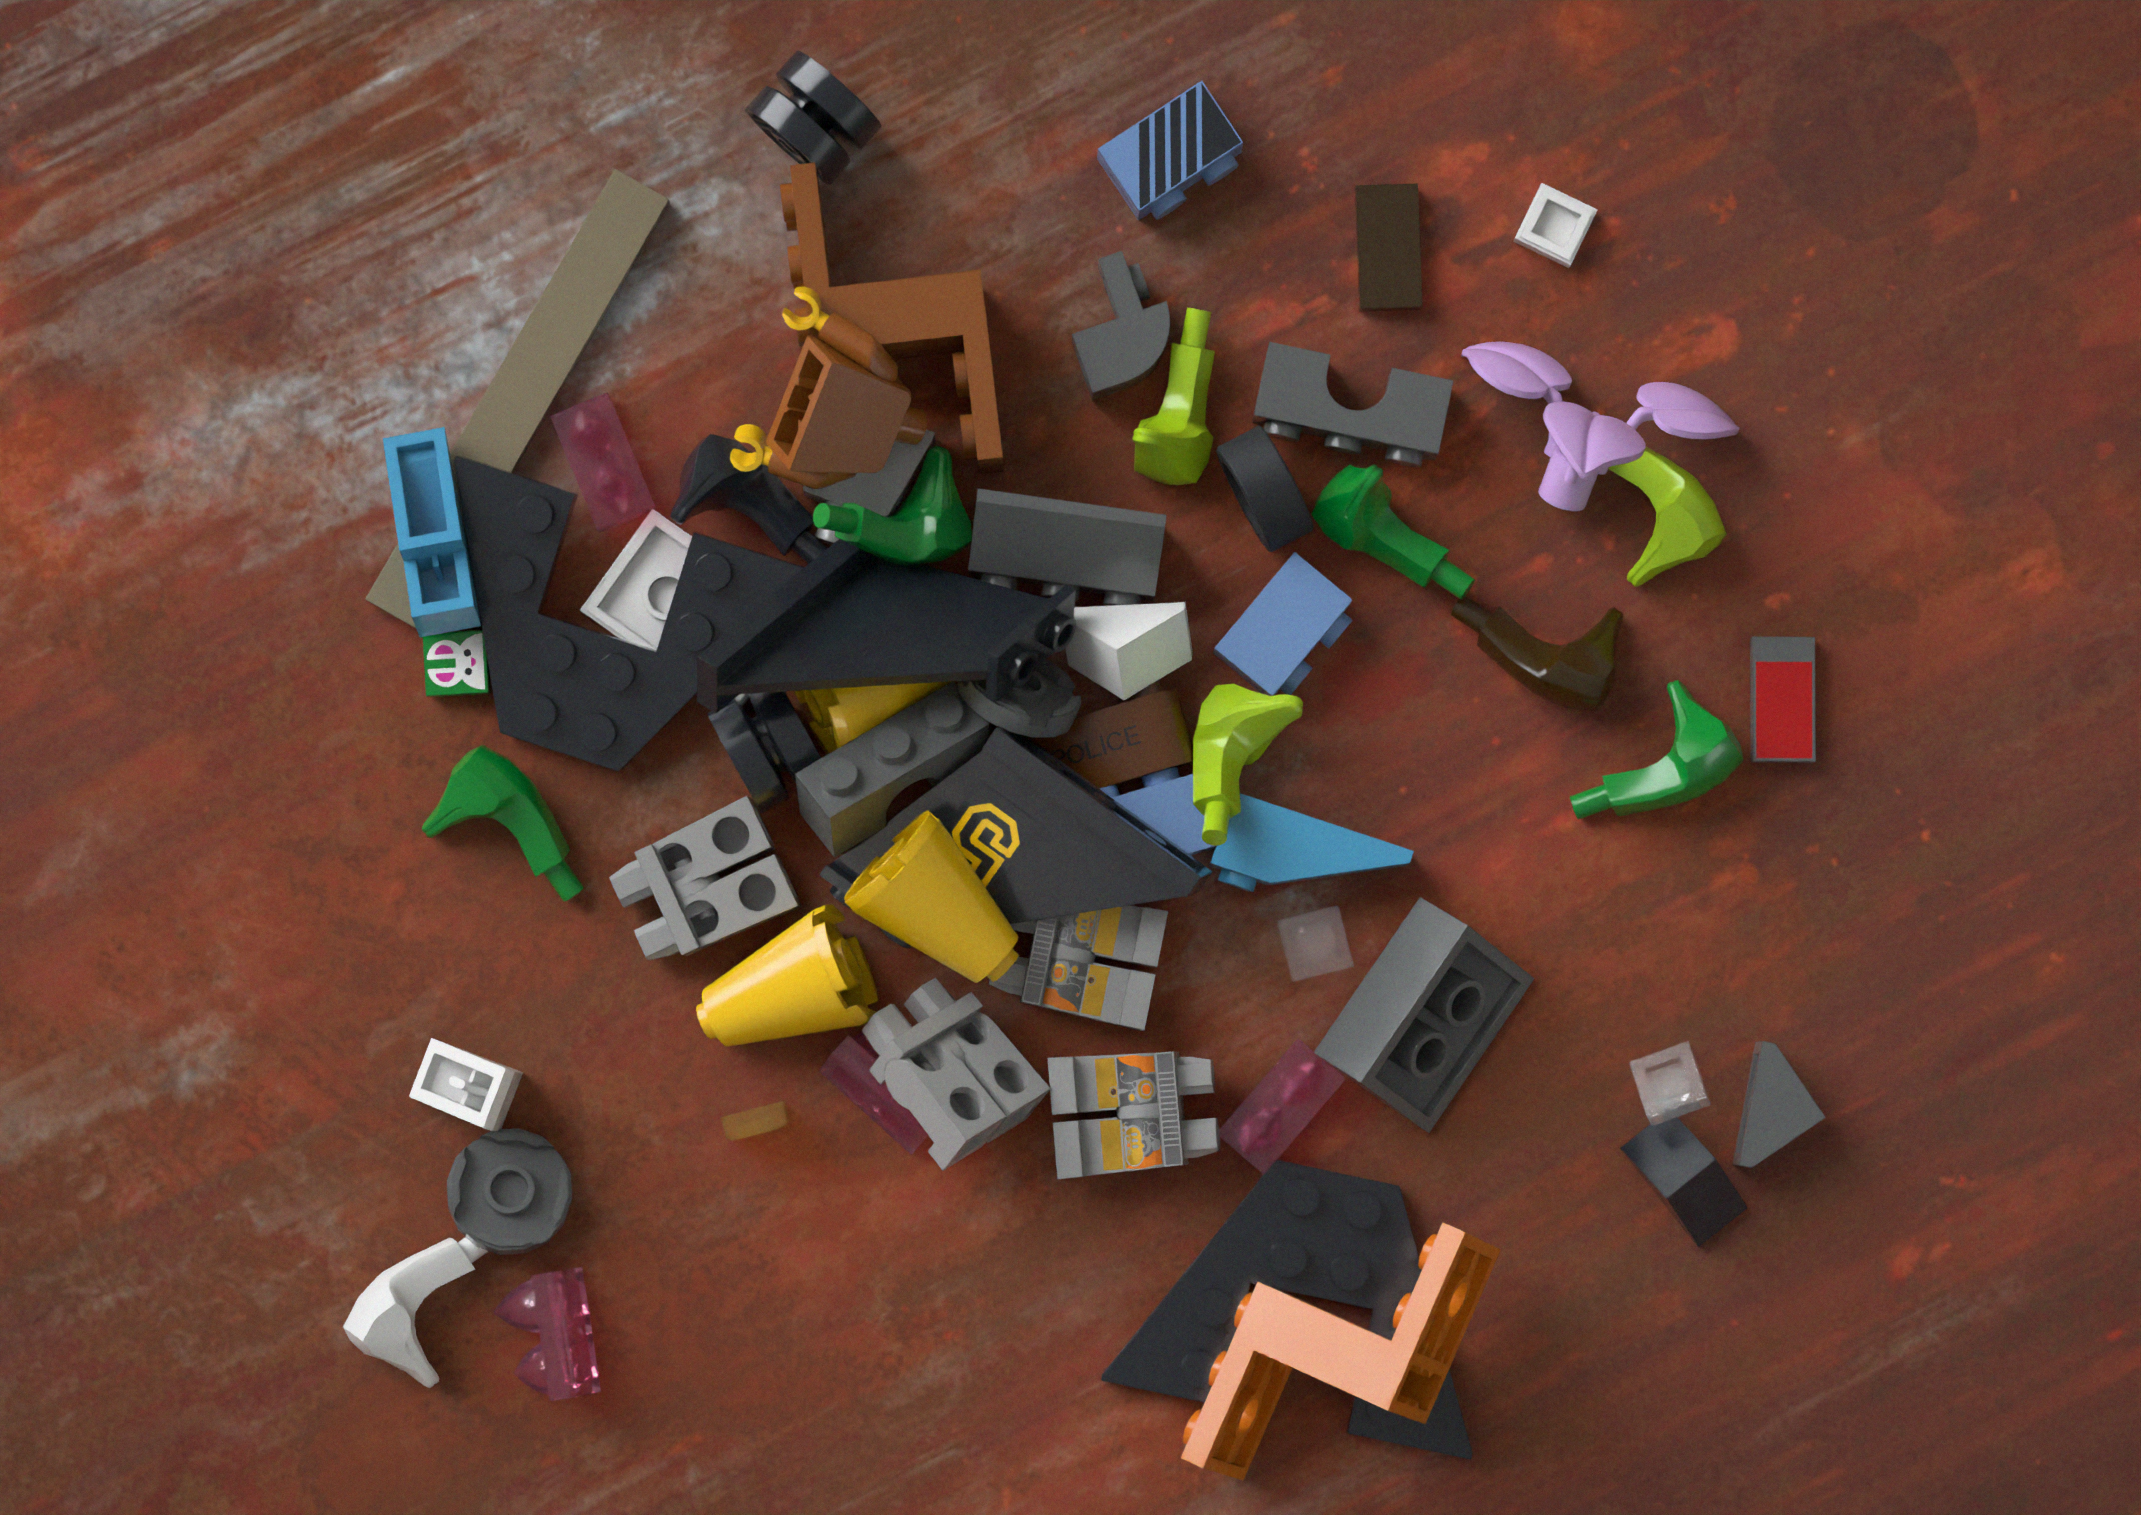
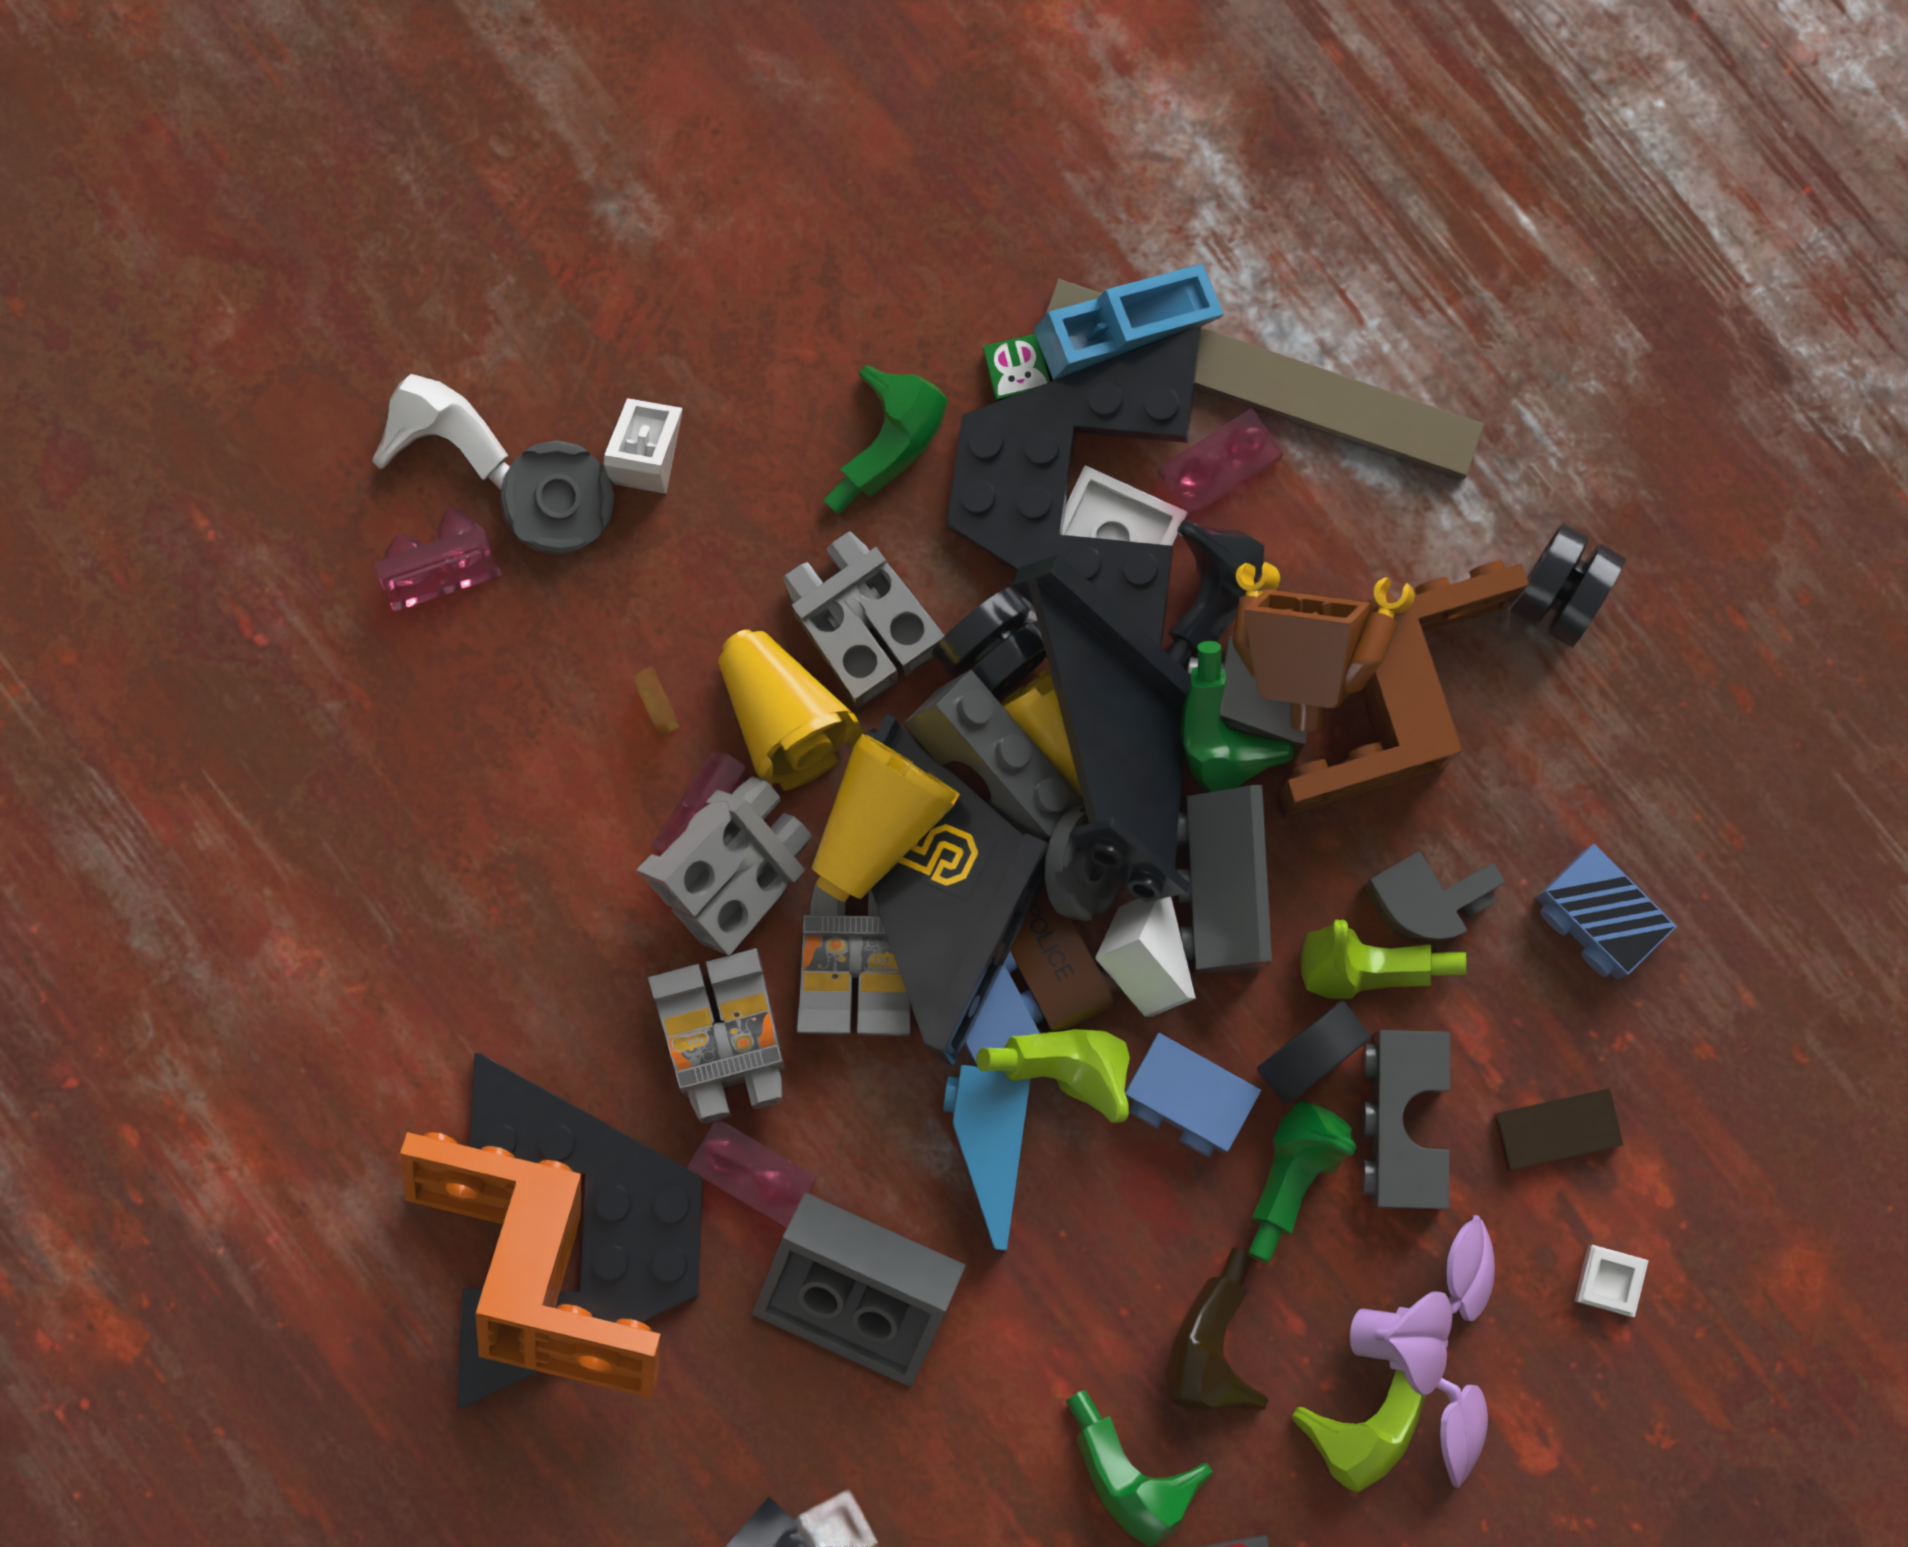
camera: 80 degrees right, 5 degrees down
(1315, 943) = (906, 1177): clear plate -> none

